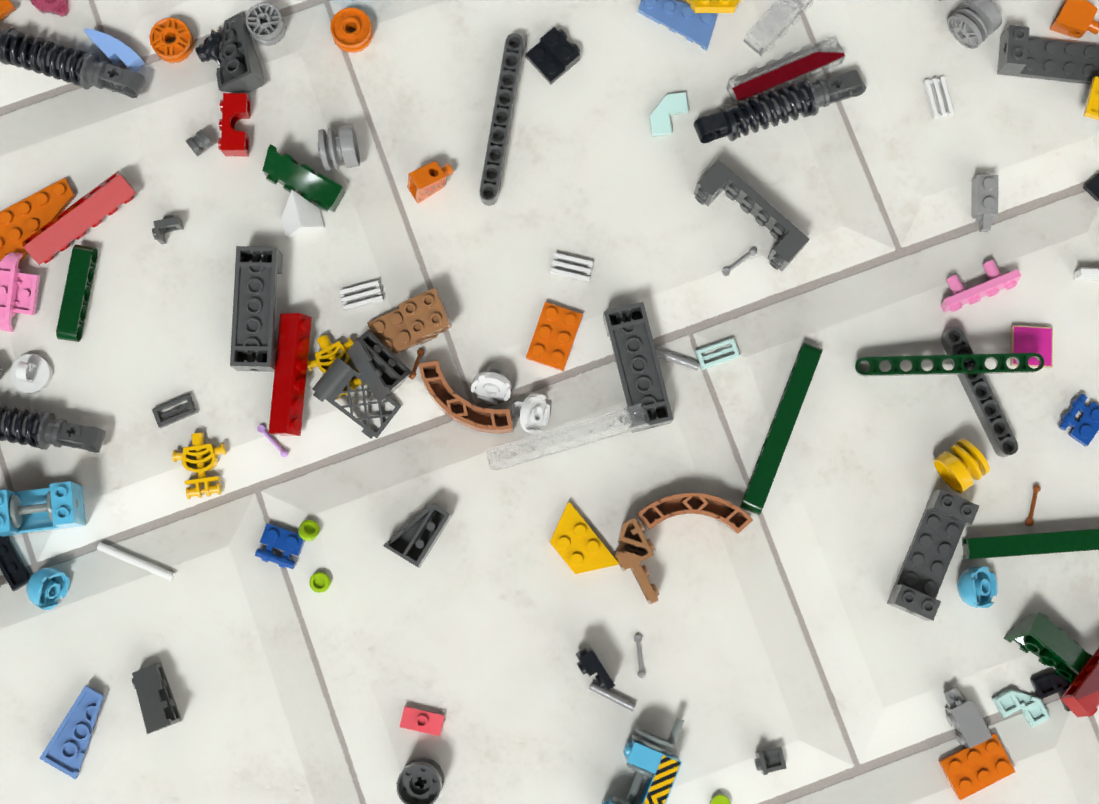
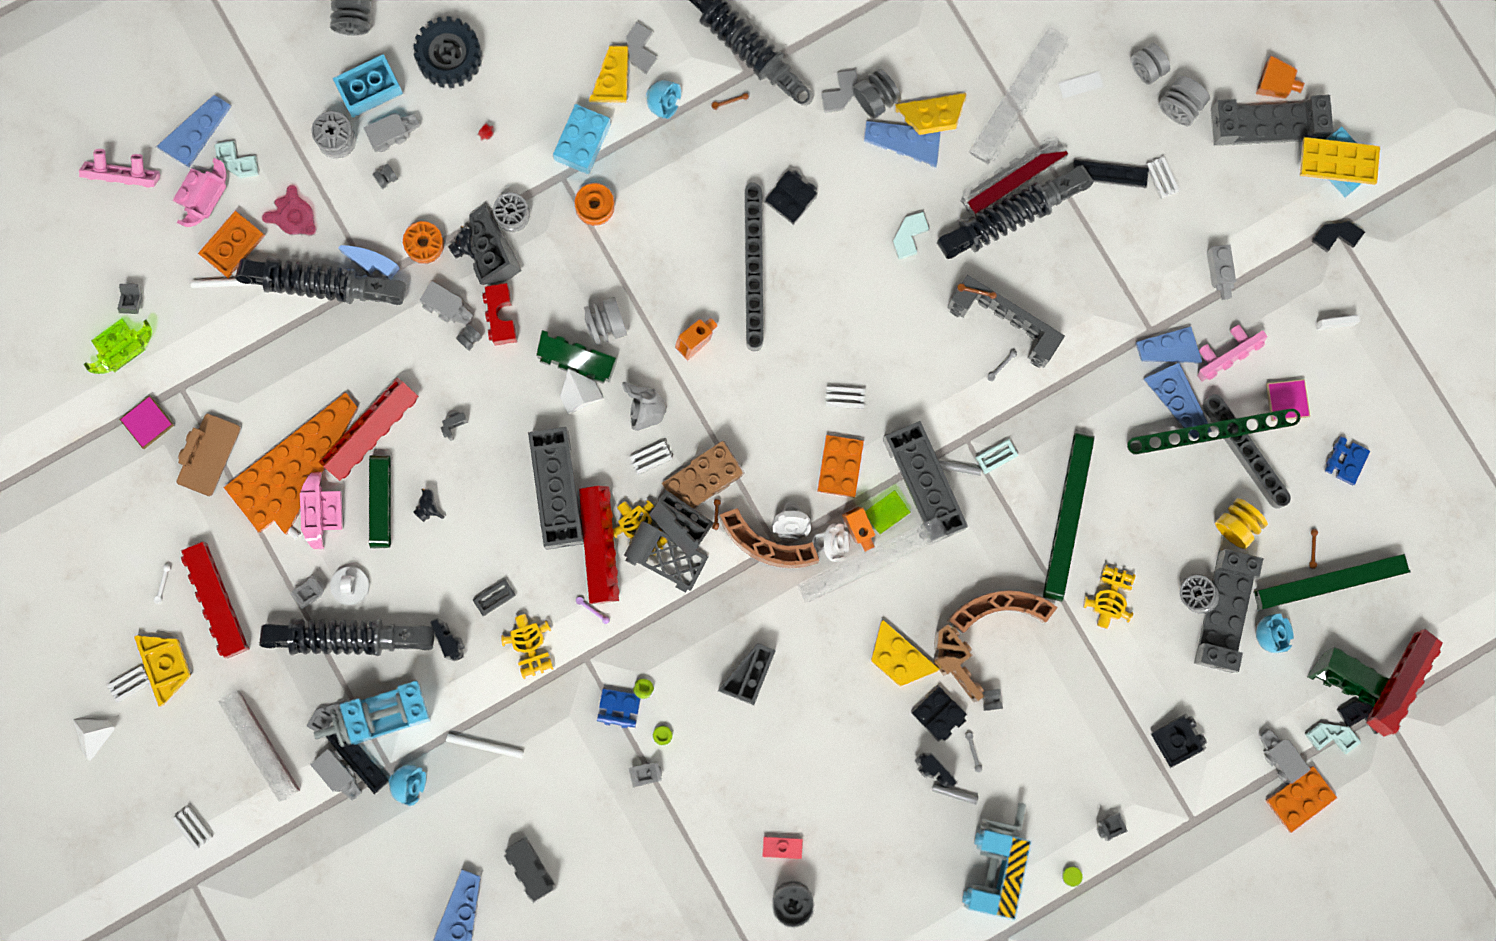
camera: 15 degrees left, 0 degrees up
(115, 450) = (449, 644): none -> black plate
(123, 306) = (427, 506): none -> black animal
(182, 105) = (445, 304): none -> light grey hinge
(293, 619) = (645, 774): none -> light grey bracket
(366, 243) = (646, 407): none -> light grey head
(561, 393) = (855, 520): none -> orange torso
(593, 391) = (887, 512): none -> clear neon green plate
(611, 611) = (939, 714): none -> black plate
(668, 605) = (992, 700): none -> dark grey wheel
(709, 172) = (961, 287): none -> dark orange hinge
(803, 536) = (1106, 615): none -> yellow piece
(858, 681) = (1179, 740): none -> black plate
(891, 86) = (1115, 174): none -> black tile
(901, 522) = (1199, 584): none -> light grey wheel
(917, 324) = (1176, 394): none -> medium blue wing
(920, 271) = (1170, 347): none -> medium blue wing

